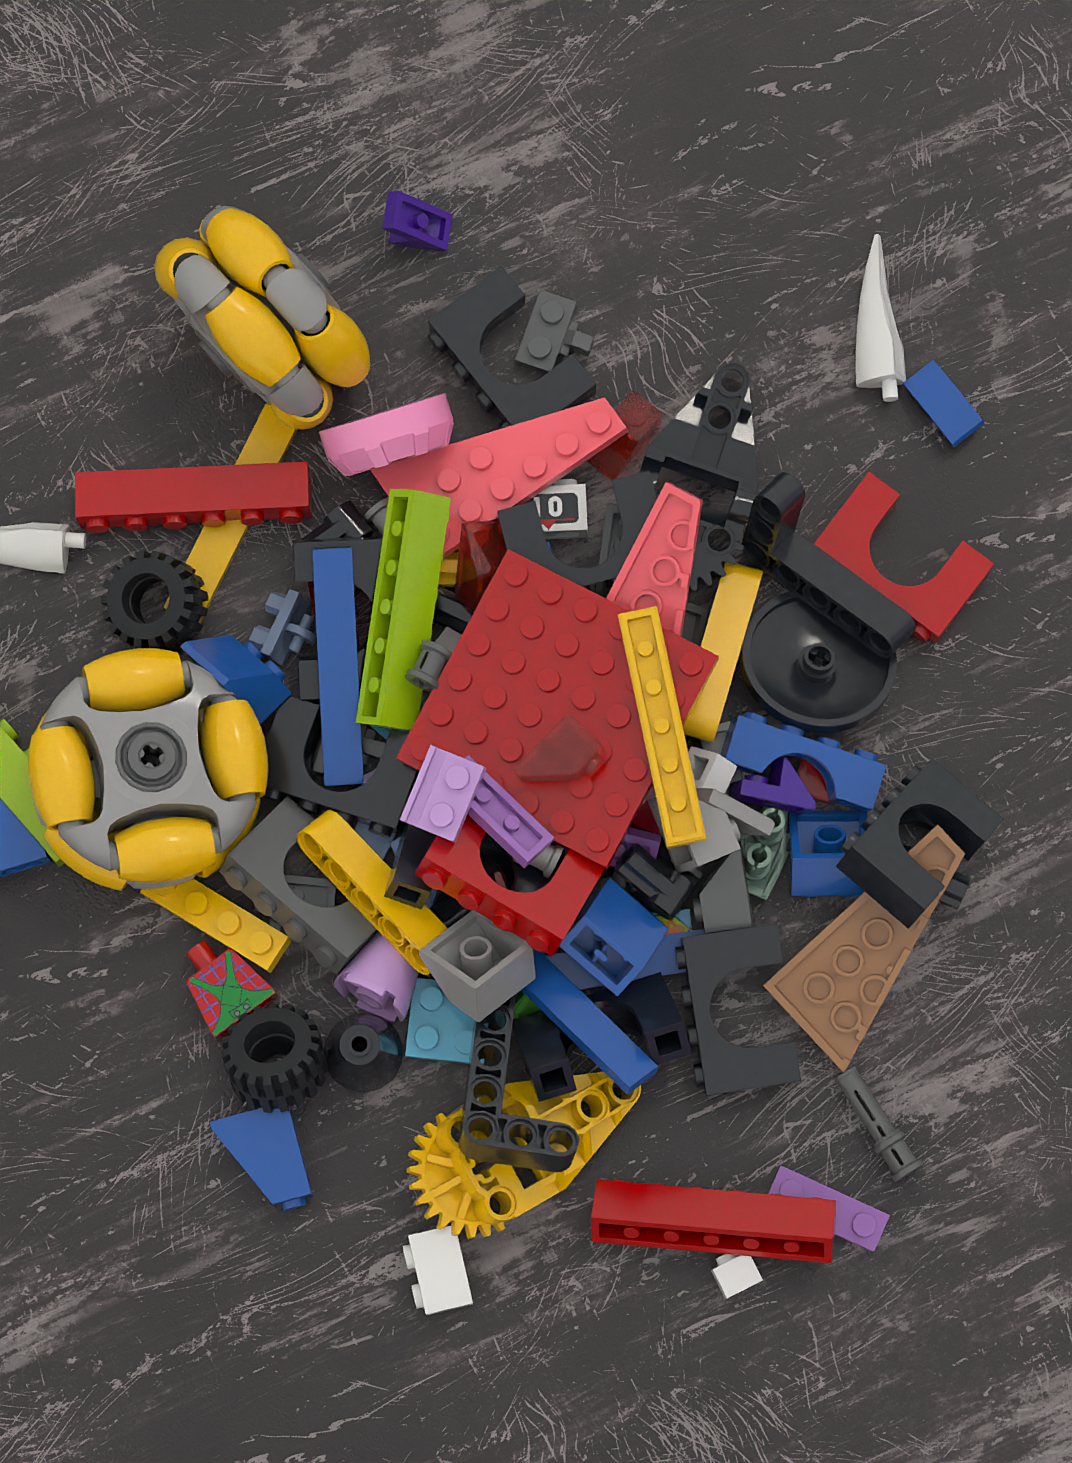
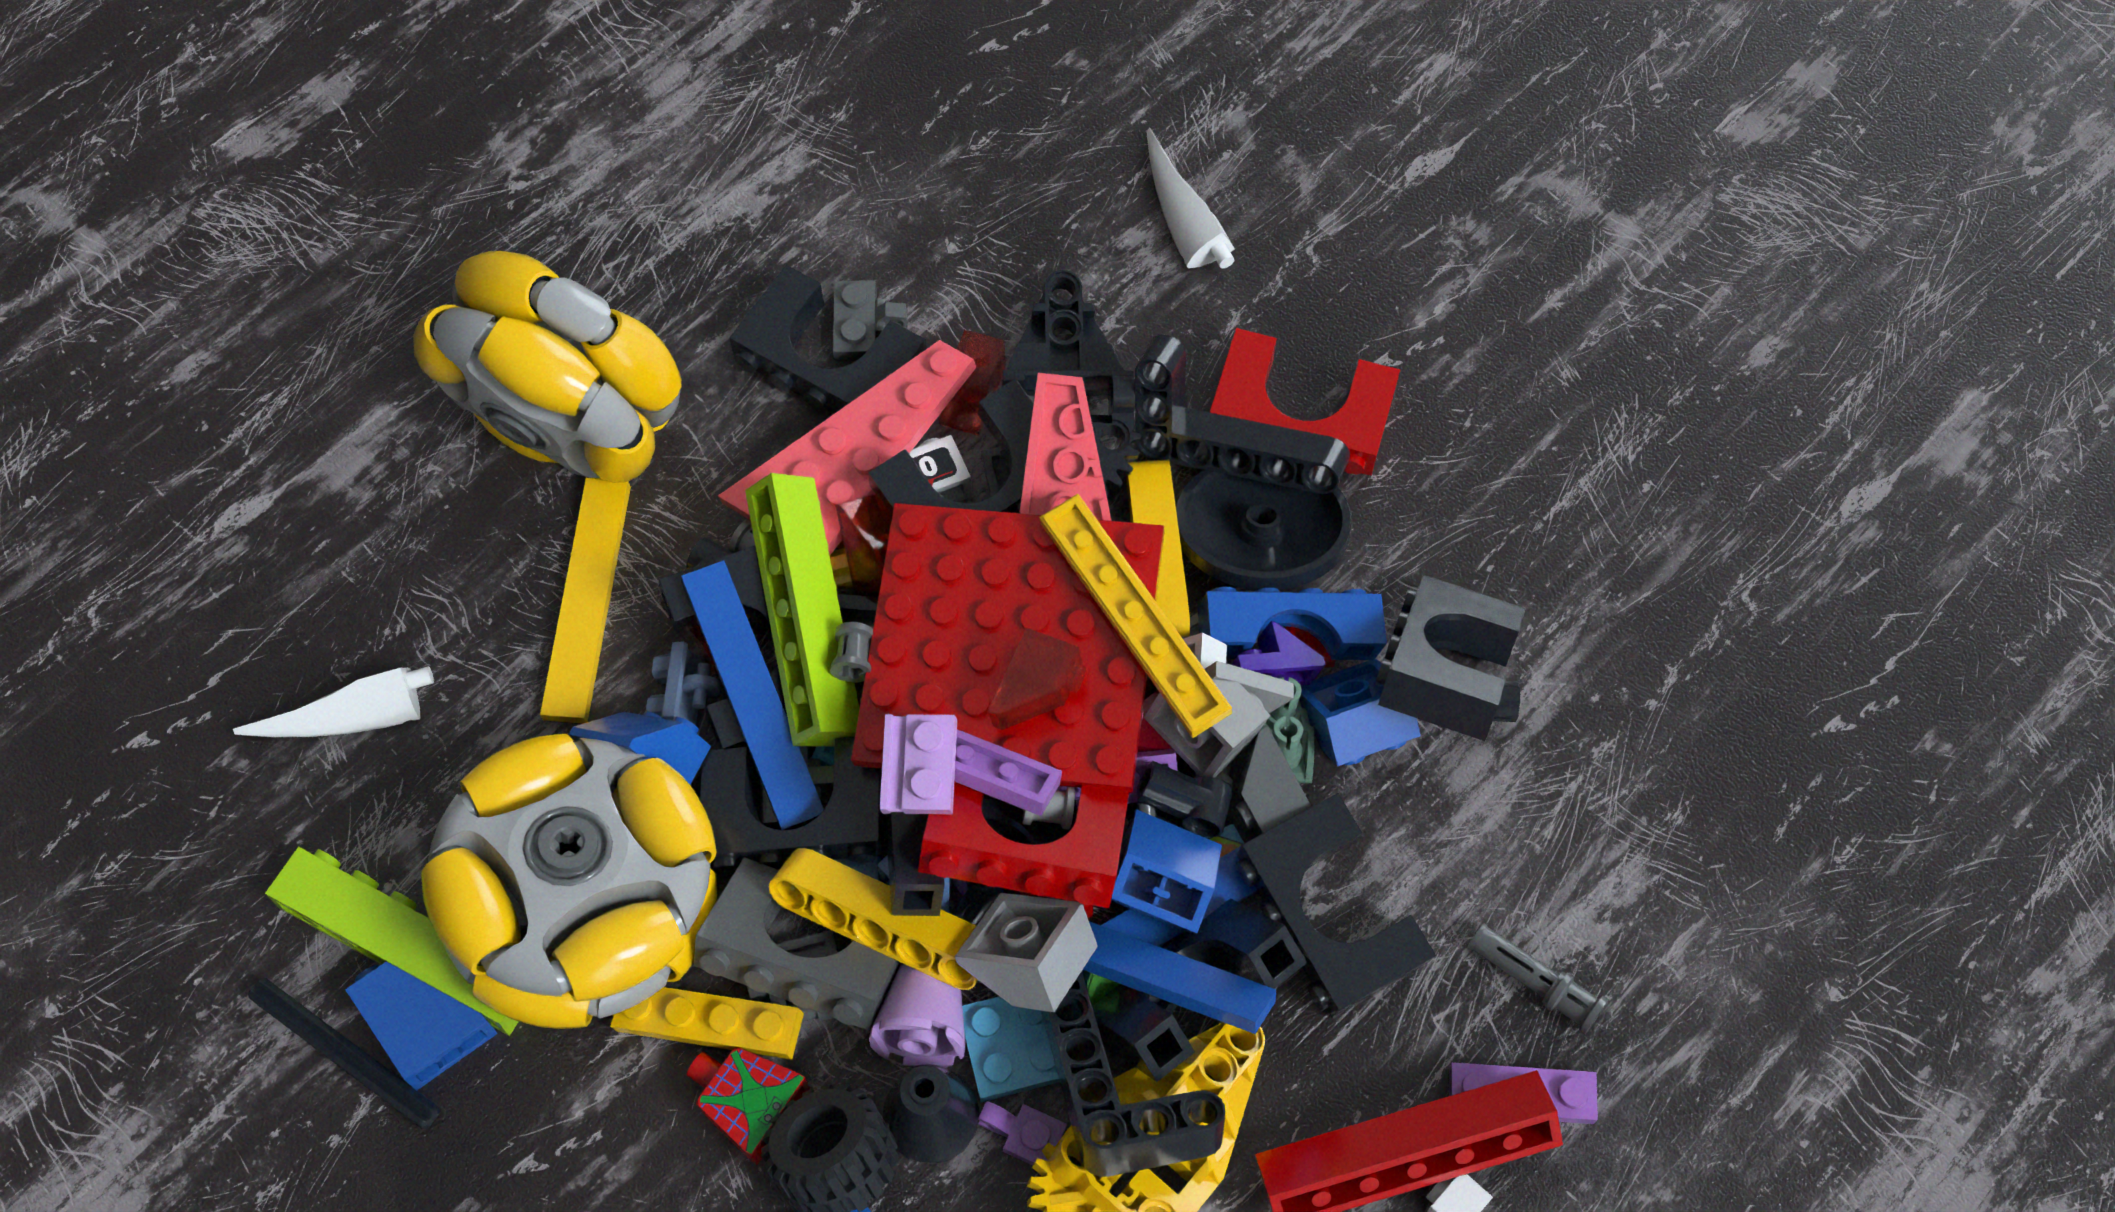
camera: 20 degrees left, 15 degrees down
(128, 588) = (506, 680): black tyre -> none
(193, 496) = (534, 588): red brick -> none
(389, 435) = (722, 447): bright pink piece -> none
(416, 222) = (683, 260): dark purple slope -> none
(431, 1096) = (1025, 1133): none -> medium lavender plate
(852, 963) = (1436, 811): medium nougat wing -> none
(943, 403) = (1282, 249): blue slope -> none

